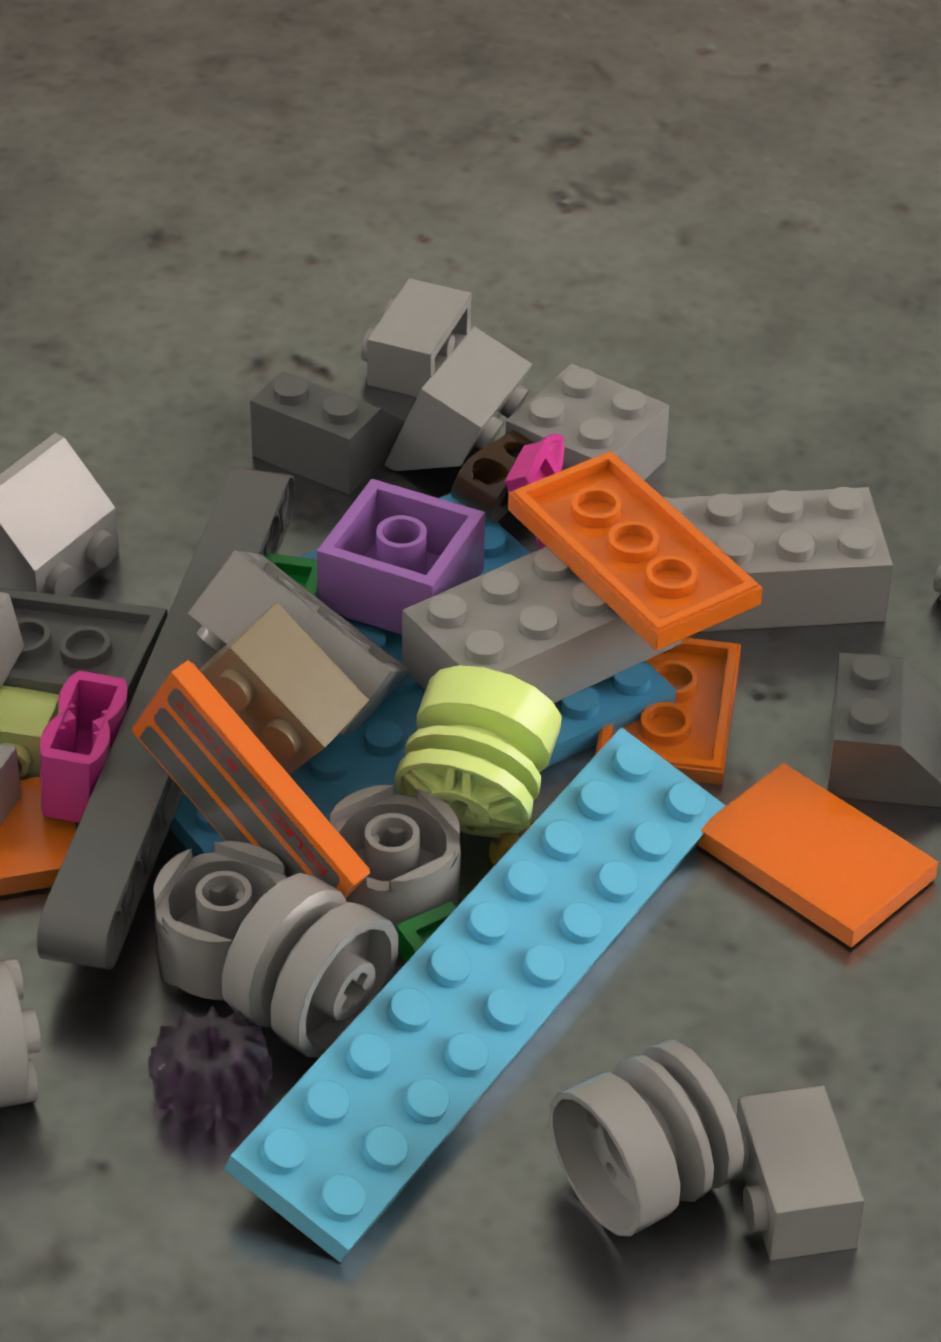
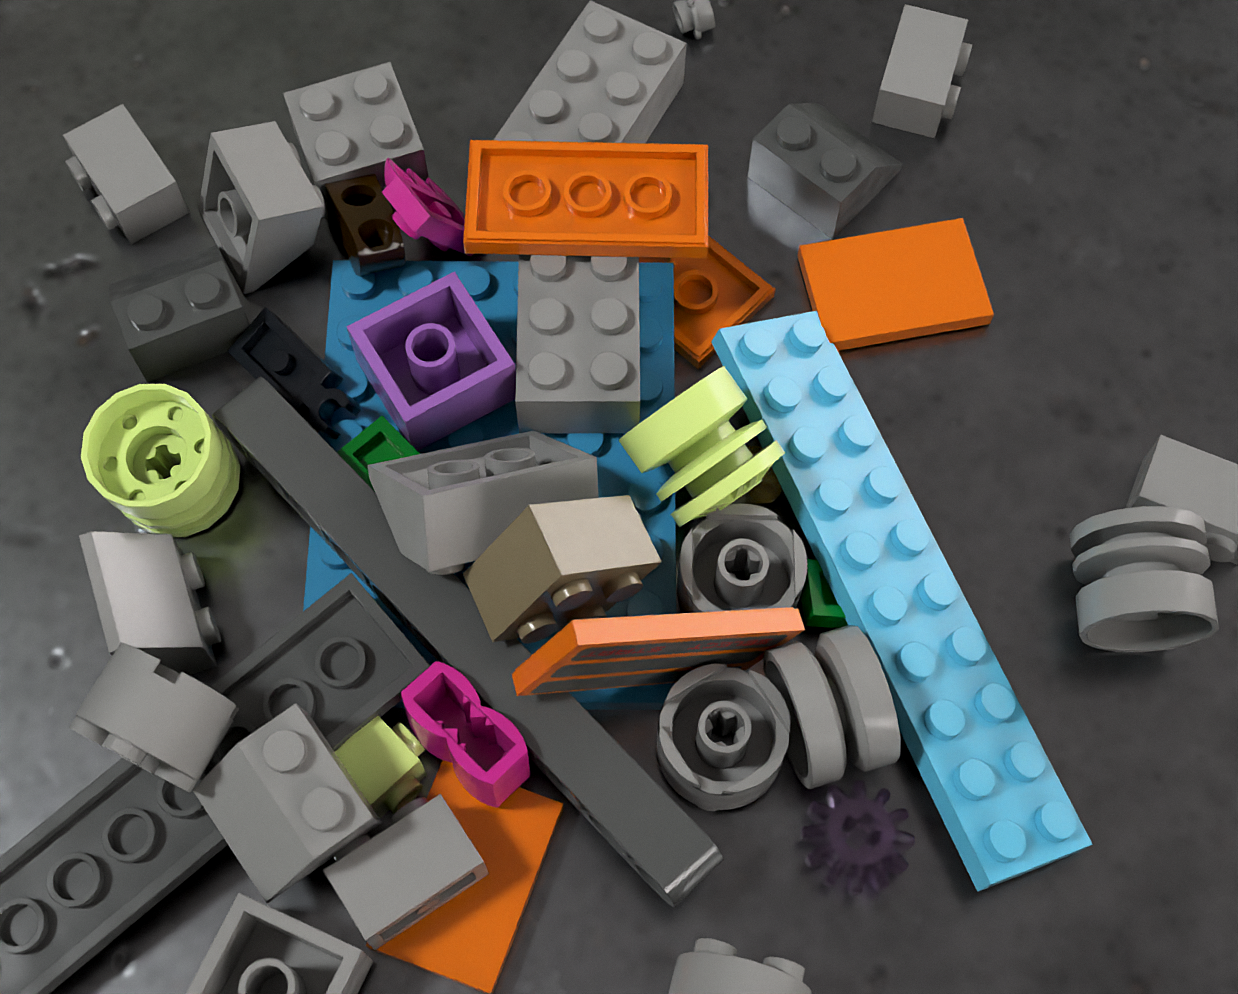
camera: 55 degrees left, 25 degrees up
(168, 468) = (154, 436): none -> yellowish green wheel
(323, 507) = (294, 370): none -> black plate

